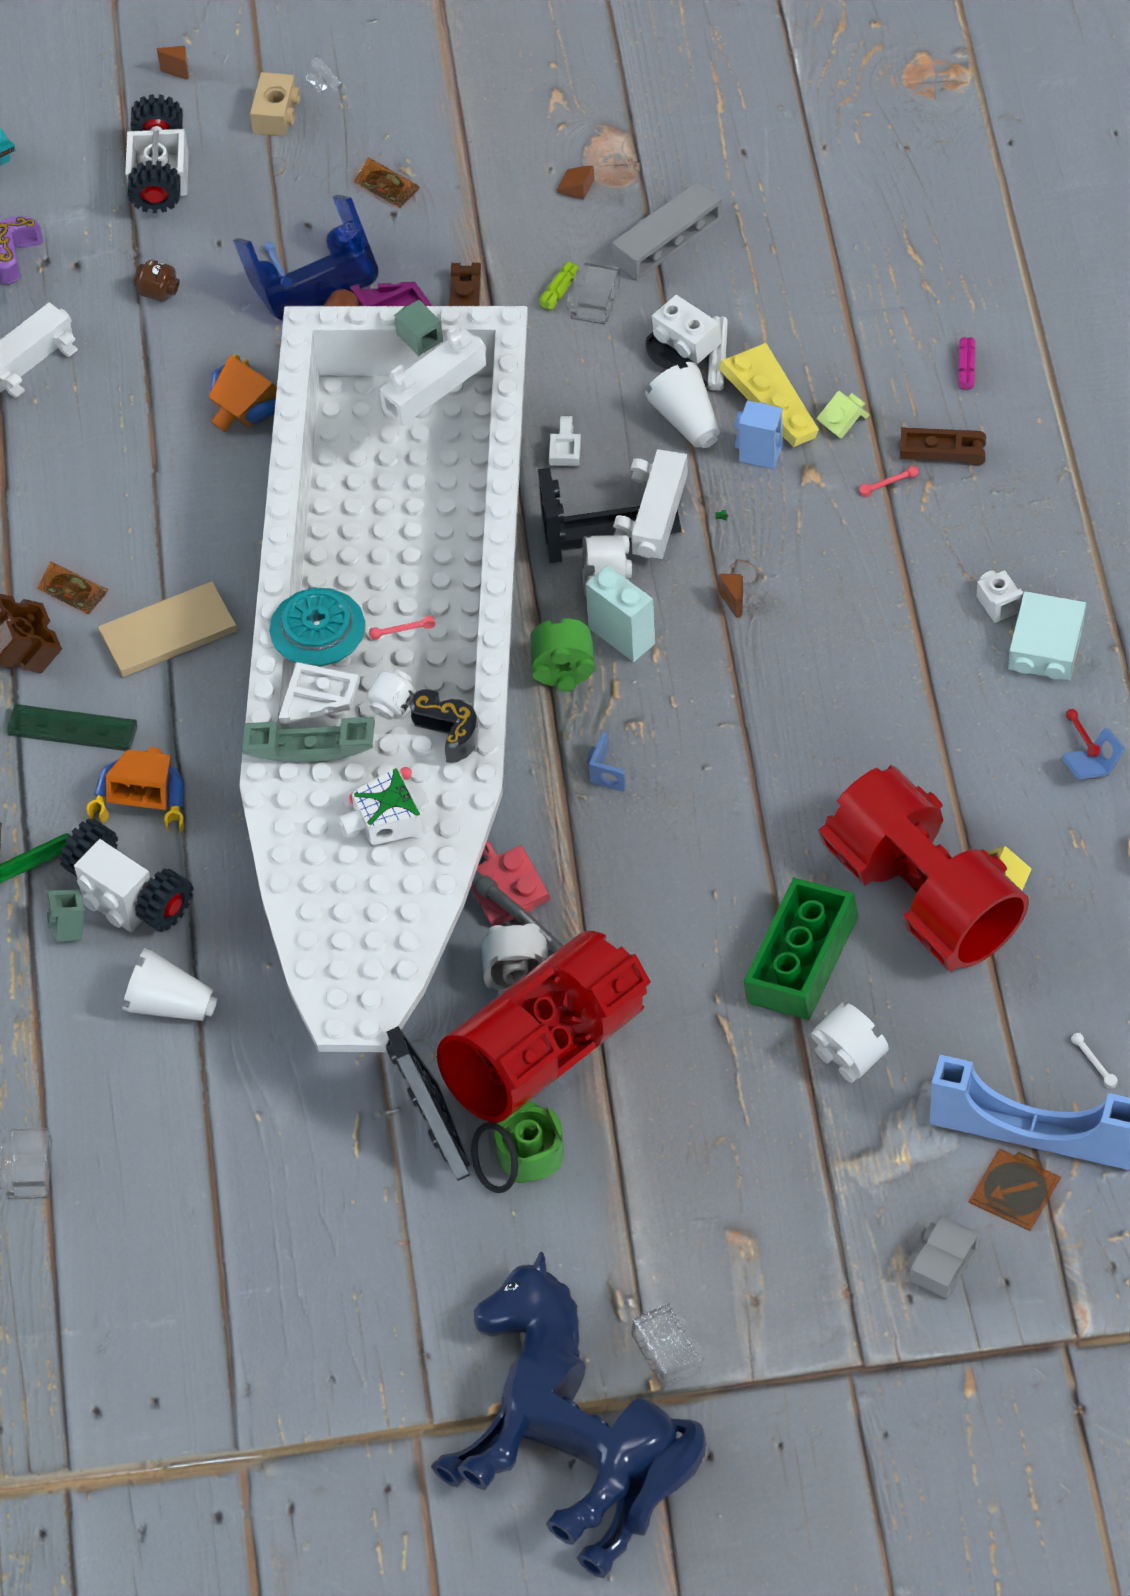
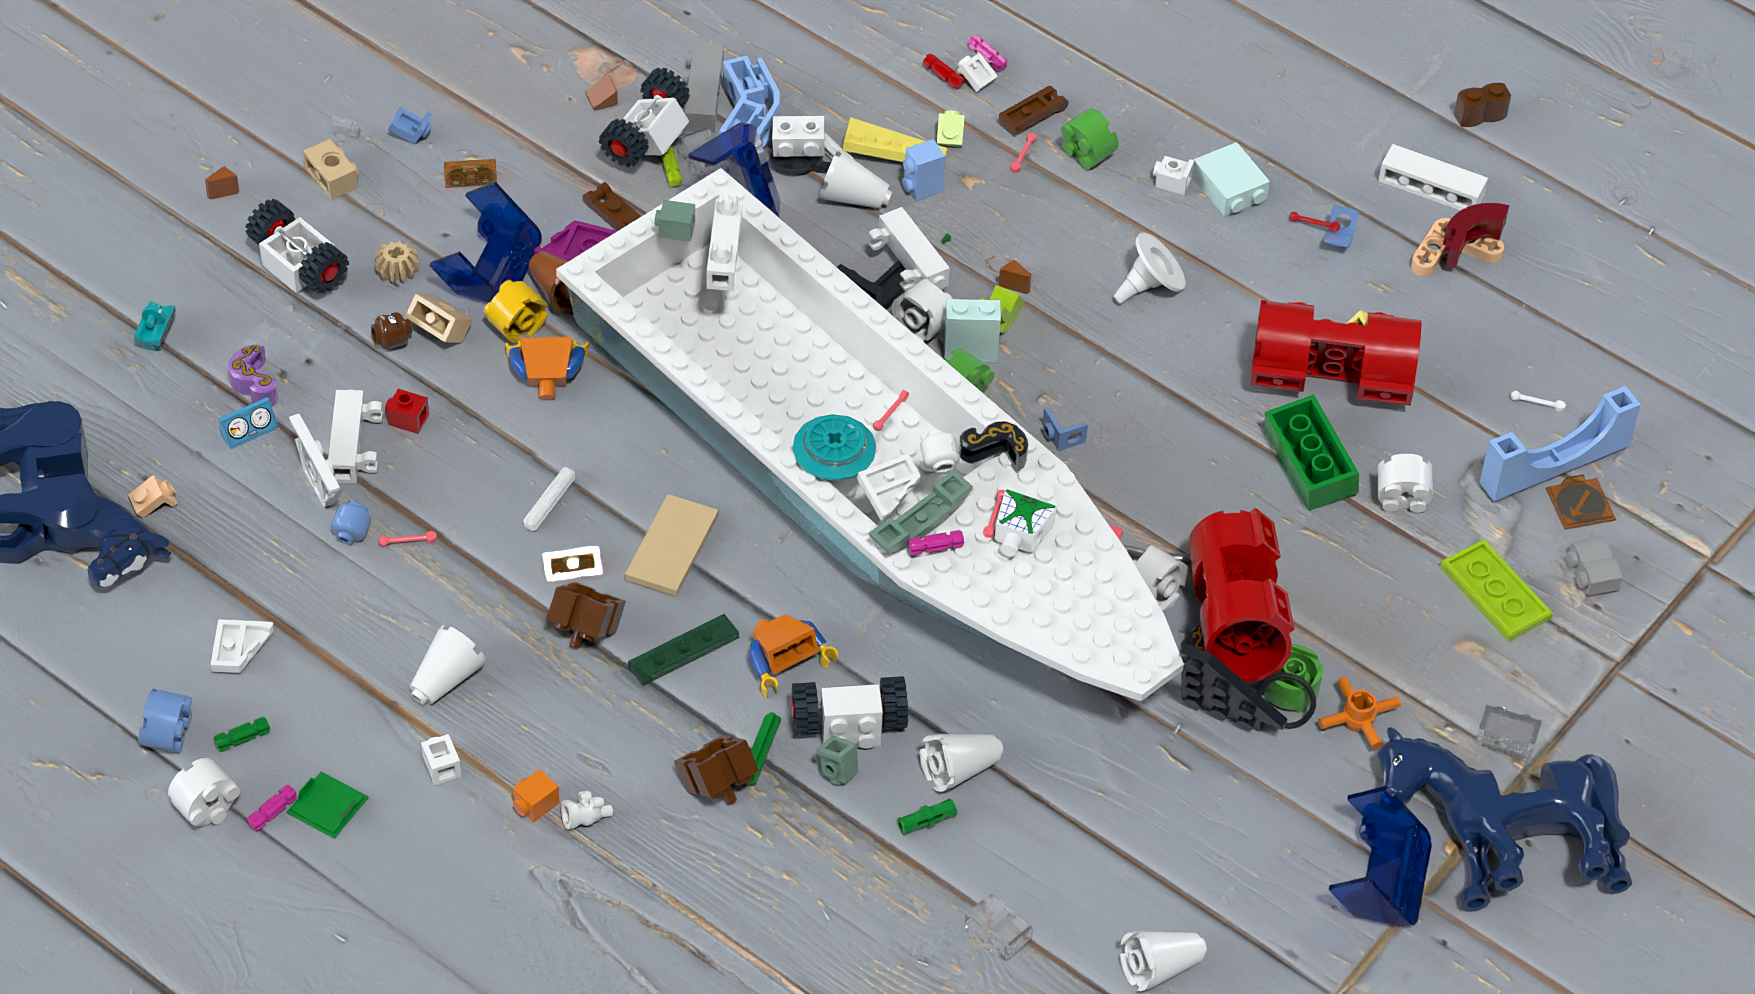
camera: 50 degrees left, 5 degrees down
(88, 1022) = (927, 816): none -> green pin
(92, 361) = (407, 411): none -> red brick
(117, 517) = (549, 499): none -> white axle
(122, 1296) = (1159, 956): none -> white cone
(203, 294) = (438, 318): none -> tan brick
(232, 221) = (396, 261): none -> tan gear
(261, 329) = (516, 310): none -> yellow brick
(297, 774) = (935, 542): none -> dark pink axle
(380, 105) = (409, 125): none -> medium blue bracket
(416, 1390) = (1396, 862): none -> clear blue windscreen
(546, 1219) = (1359, 712): none -> orange bar
(566, 234) = (651, 122): none -> brick
(584, 304) = (747, 152): none -> clear blue windscreen
(683, 615) = (1009, 306): none -> lime brick
(686, 272) = (748, 89): none -> light blue brick
(827, 1208) = (1496, 590): none -> lime tile
(869, 669) = (1151, 269): none -> white piece
(904, 354) = (943, 71): none -> red axle
(929, 374) = (976, 71): none -> white bracket
(949, 505) = (1089, 138): none -> bright green brick

